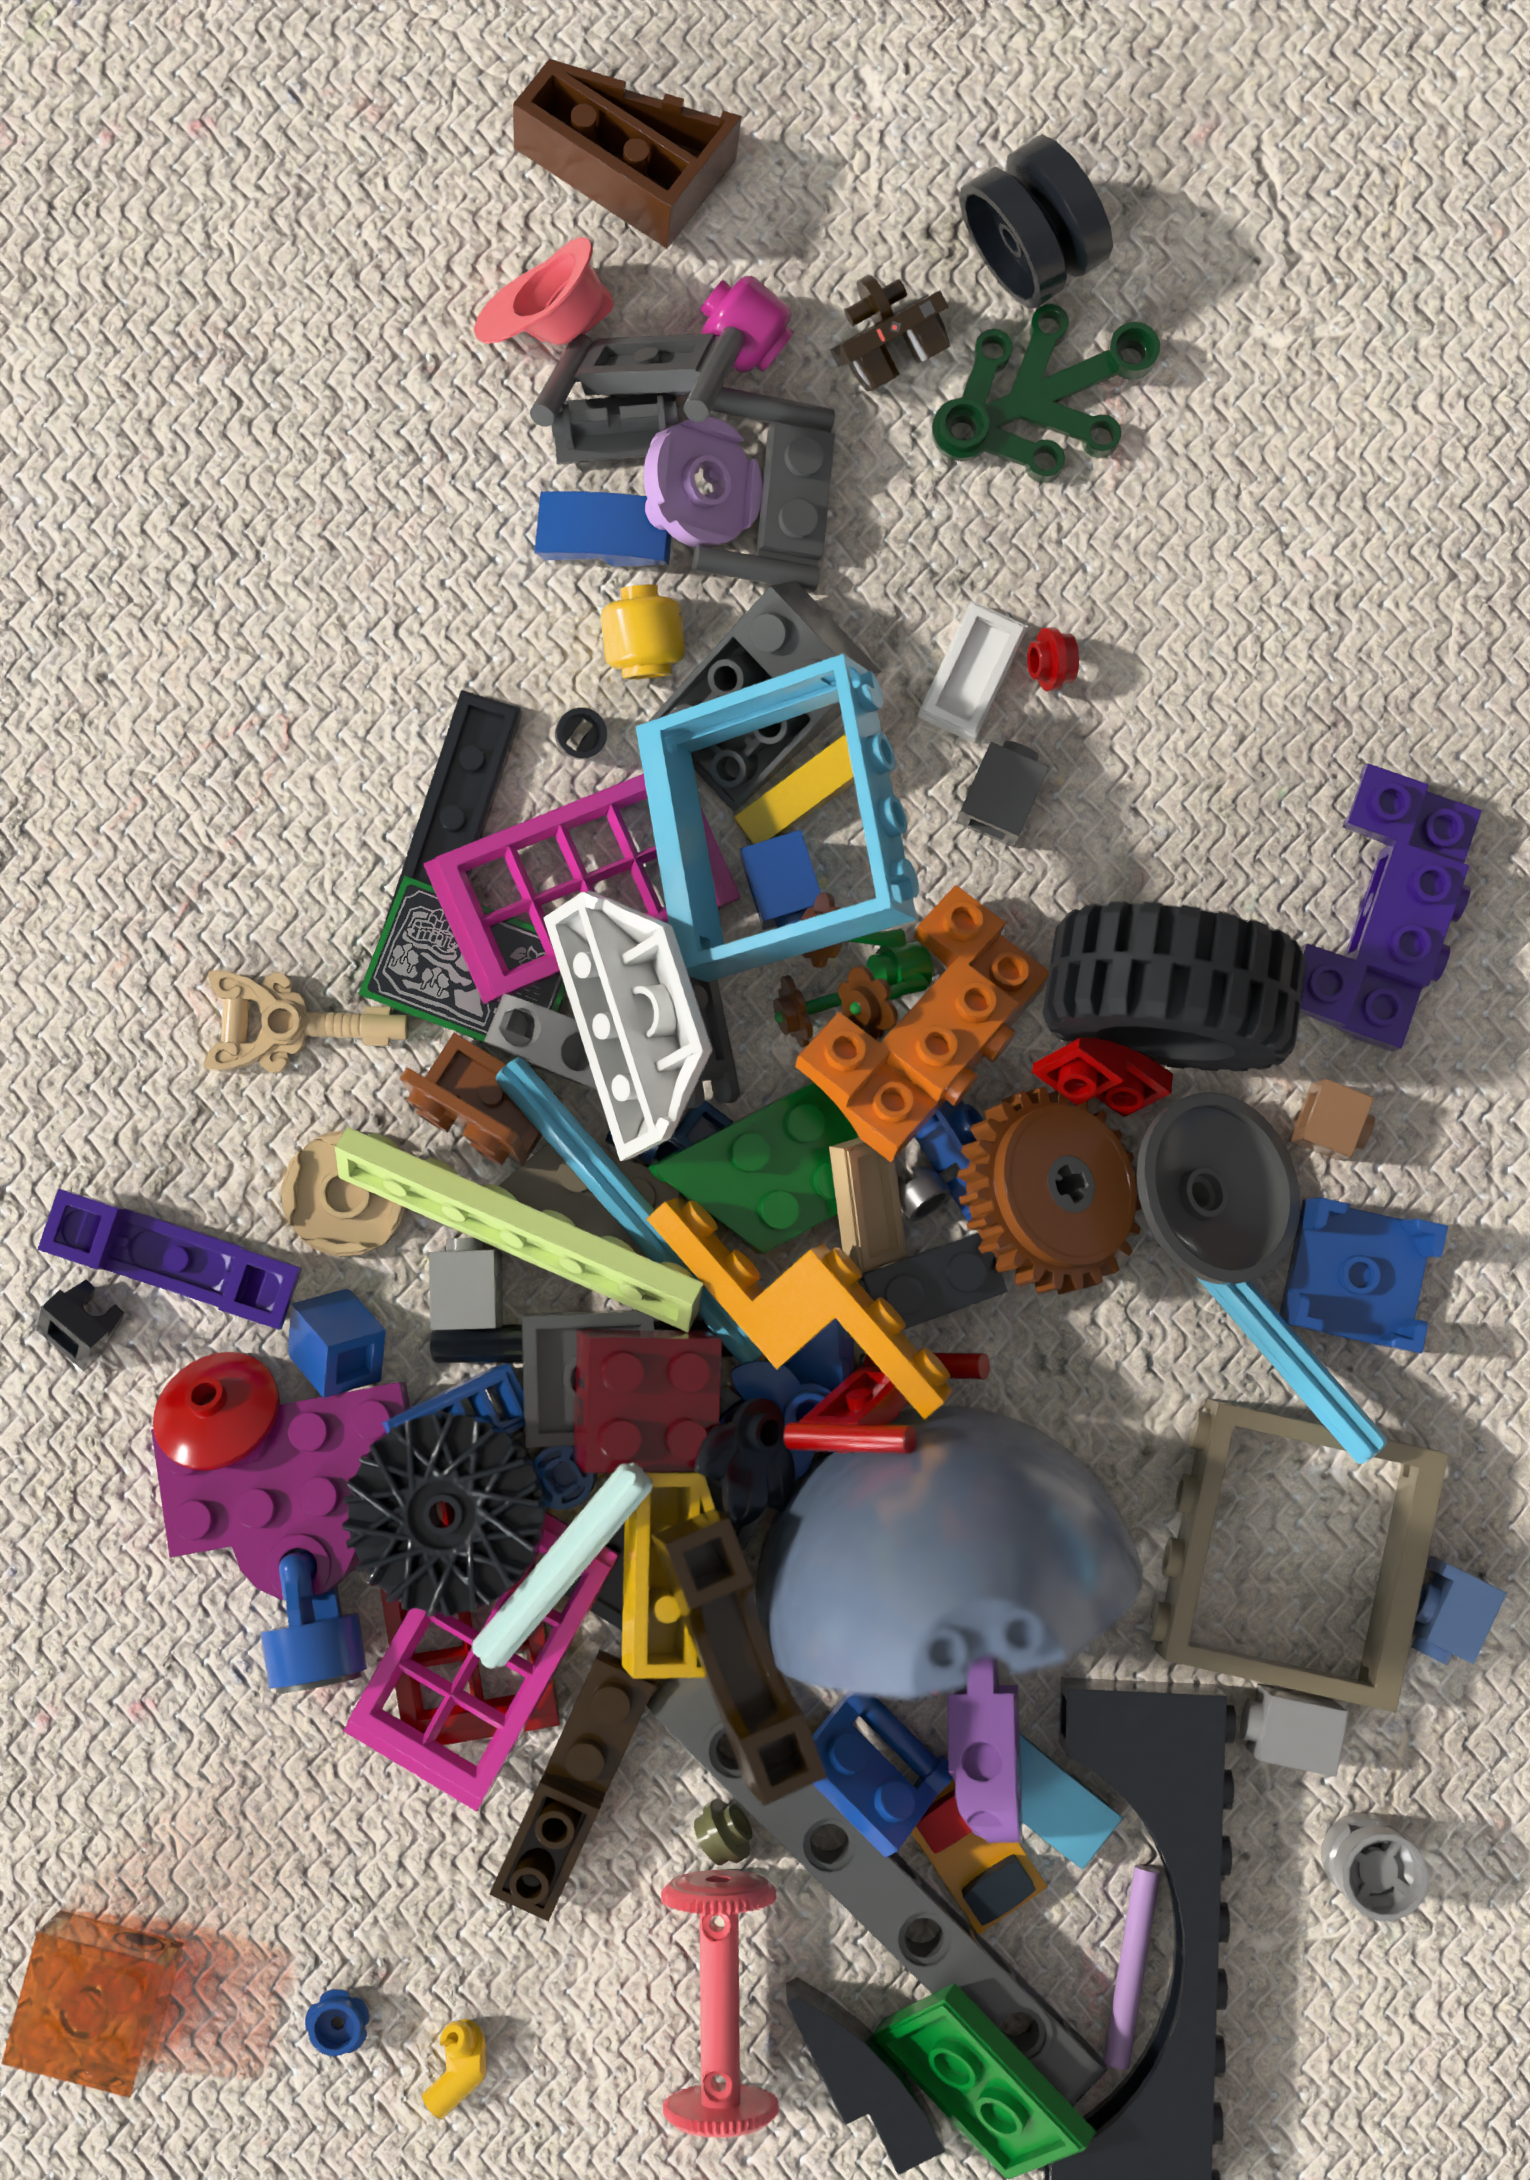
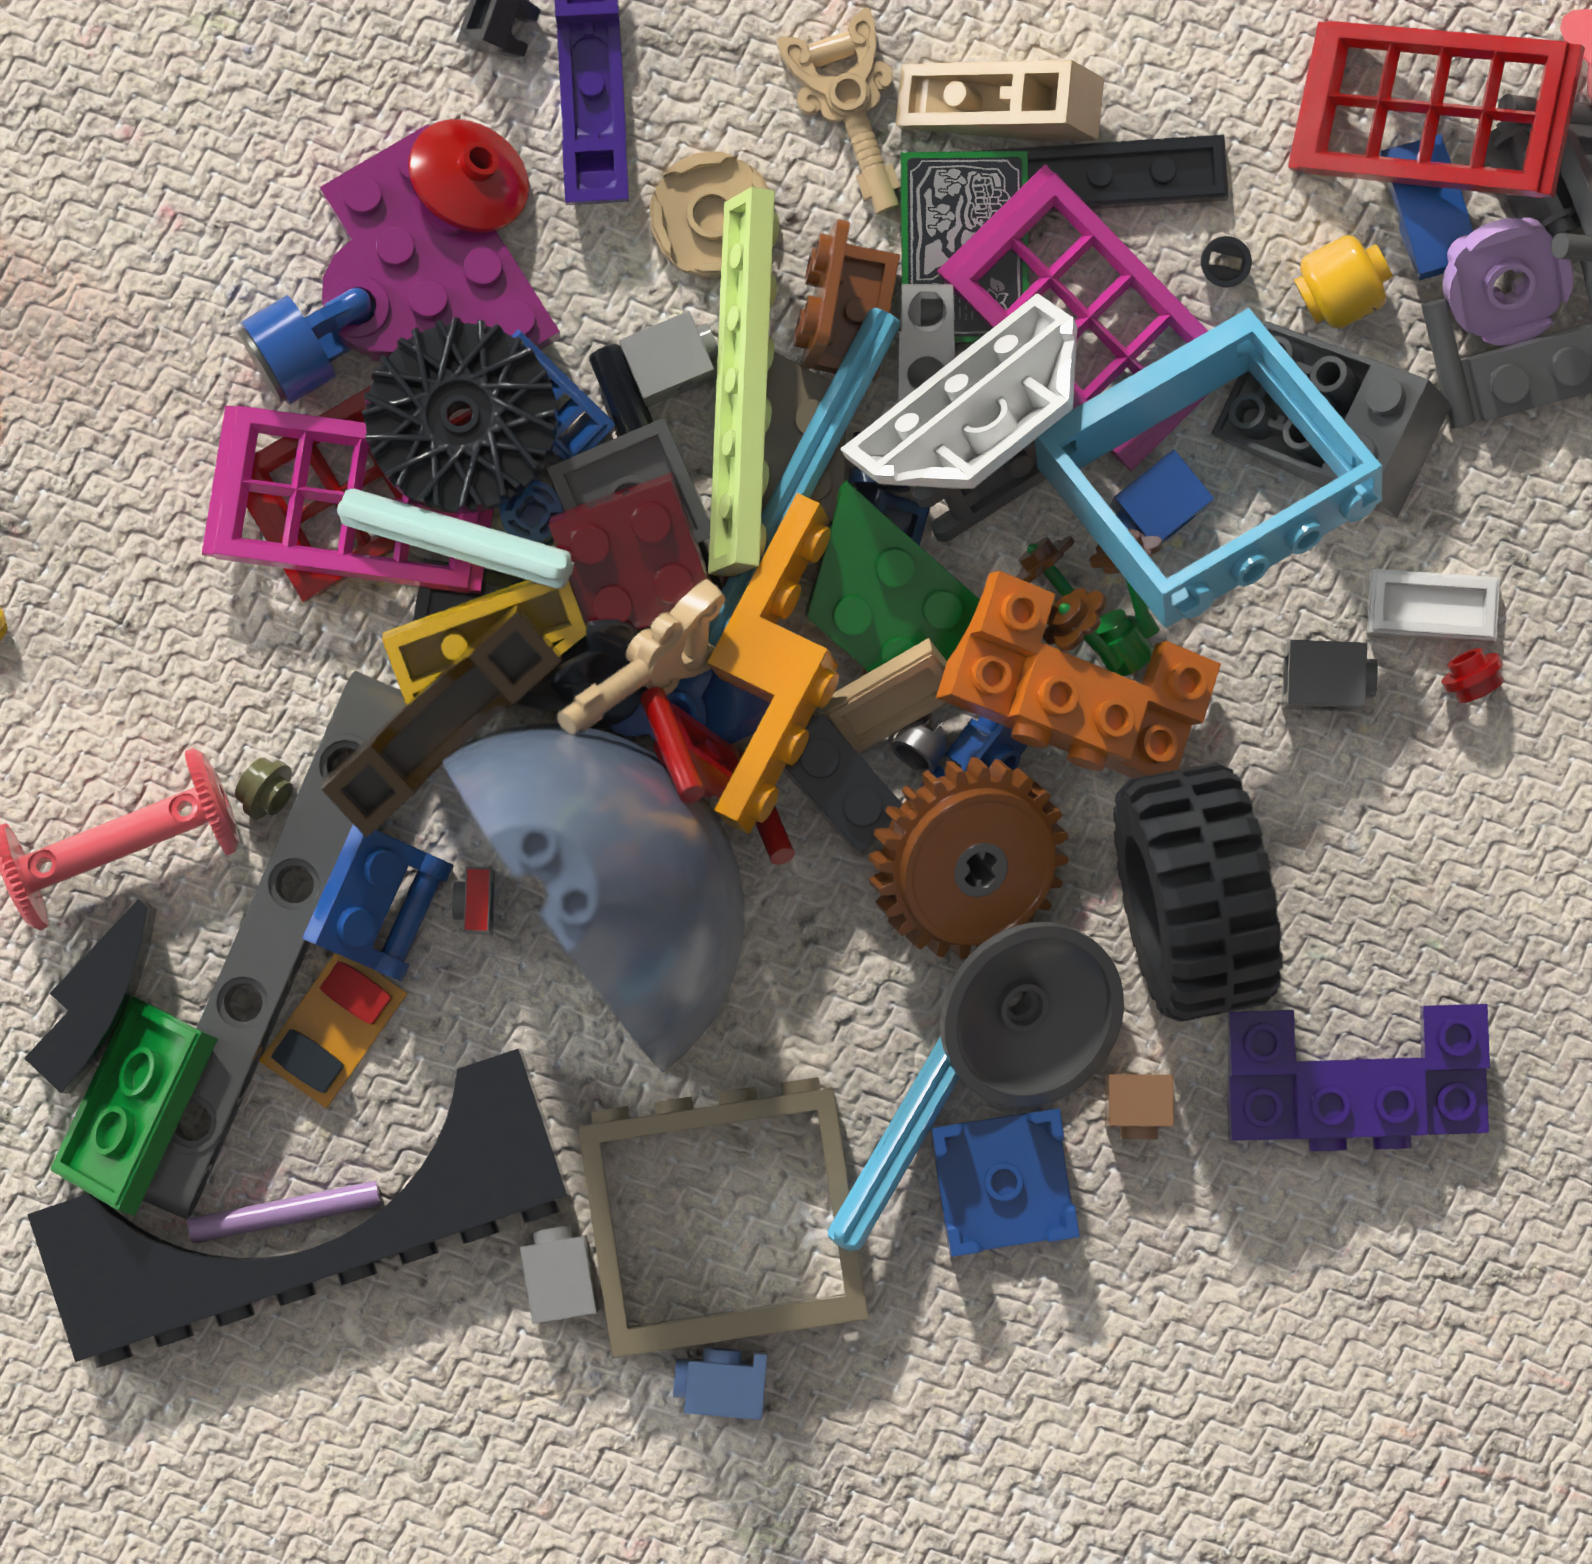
camera: 70 degrees right, 0 degrees up
(336, 1342) = (572, 260): blue panel -> none
(346, 880) = (1002, 99): none -> tan slope
(572, 376) = (1549, 121): none -> red piece
(572, 1787) = (256, 634): dark brown slope -> none
(755, 1415) = (659, 657): none -> tan piece
(798, 794) = (1243, 483): yellow piece -> none
(986, 1753) = (437, 993): medium lavender piece -> none
(1063, 1807) = (407, 1076): medium azure slope -> none
(1105, 1071) = (1101, 870): red slope -> none
(1385, 1877) = (463, 1394): light grey wheel -> none

